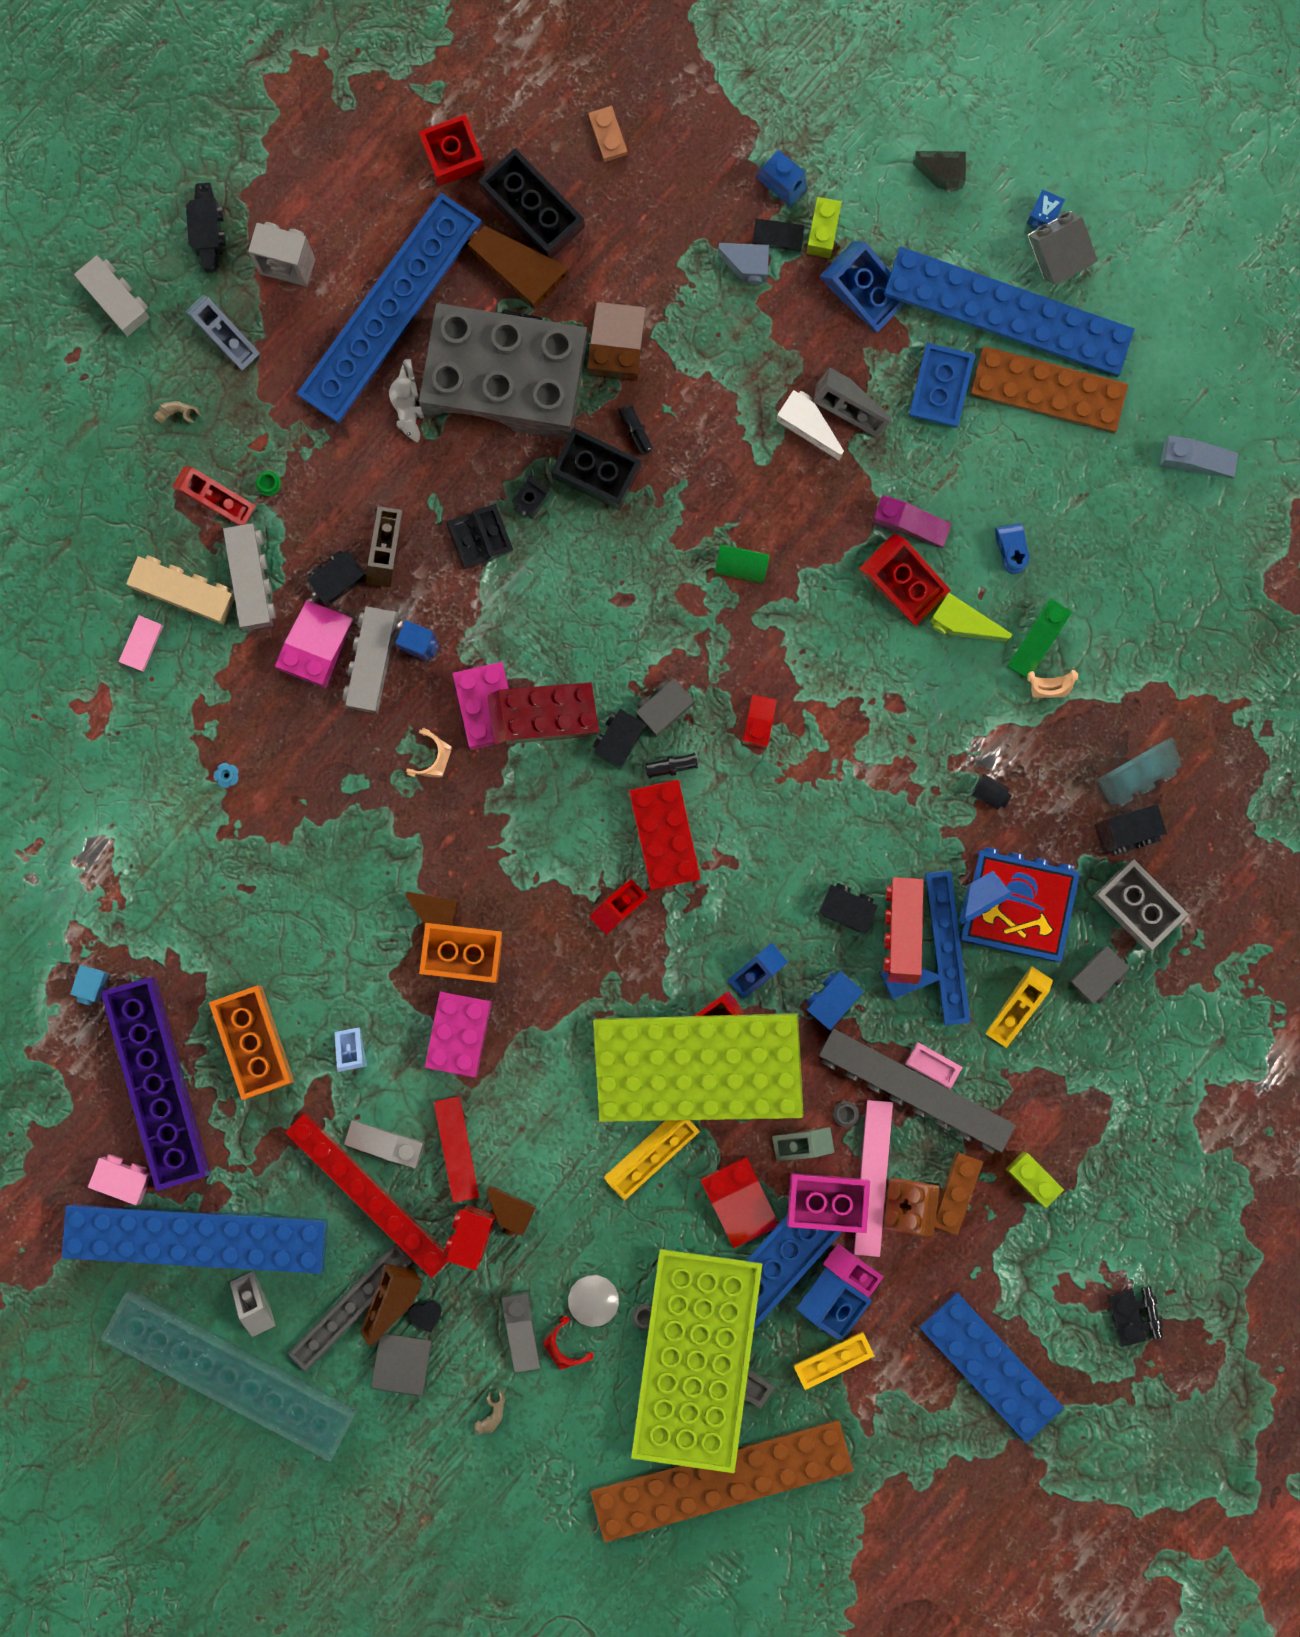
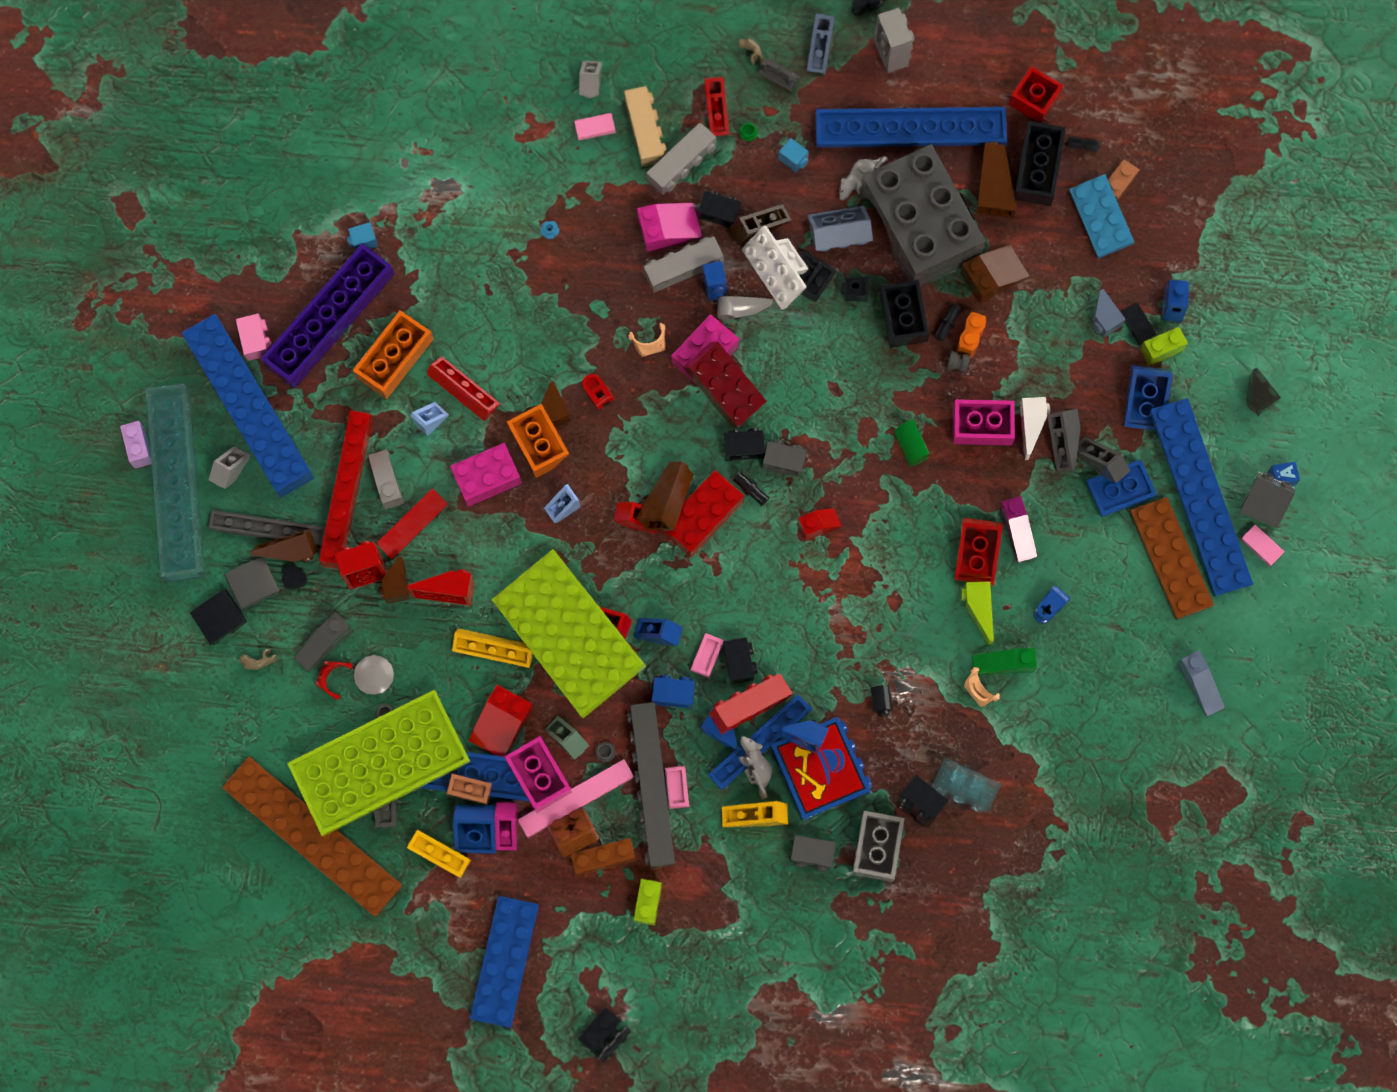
camera: 60 degrees right, 10 degrees down
(81, 609) = (590, 79): none -> light grey slope
(154, 1388) = (136, 444): none -> lavender brick
(225, 403) = (778, 74): none -> dark grey hinge
(332, 455) = (793, 155): none -> dark azure brick
(340, 992) = (462, 388): none -> red slope
(413, 1425) = (218, 617): none -> black slope
(437, 851) = (592, 385): none -> red plate
(447, 563) = (777, 266): none -> white bracket
(450, 465) = (840, 228): none -> sand blue slope
(463, 634) = (733, 307): none -> light grey piece
(543, 138) = (1088, 144): none -> black piece
(549, 976) = (562, 504): none -> light blue slope
(559, 1158) = (447, 587): none -> red slope
(624, 862) = (667, 498): none -> reddish brown slope
(635, 183) = (1101, 216): none -> dark azure plate
(665, 411) = (971, 335): none -> orange brick
(688, 450) = (958, 362): none -> dark grey wheel
(774, 473) = (983, 422): none -> dark pink brick
(791, 1284) = (469, 789): none -> nougat plate
(817, 937) = (707, 655): none -> bright pink tile
(901, 381) = (1103, 459): none -> dark grey slope
(975, 969) = (758, 768): none -> light grey animal
(1100, 288) = (1262, 545): none -> bright pink tile

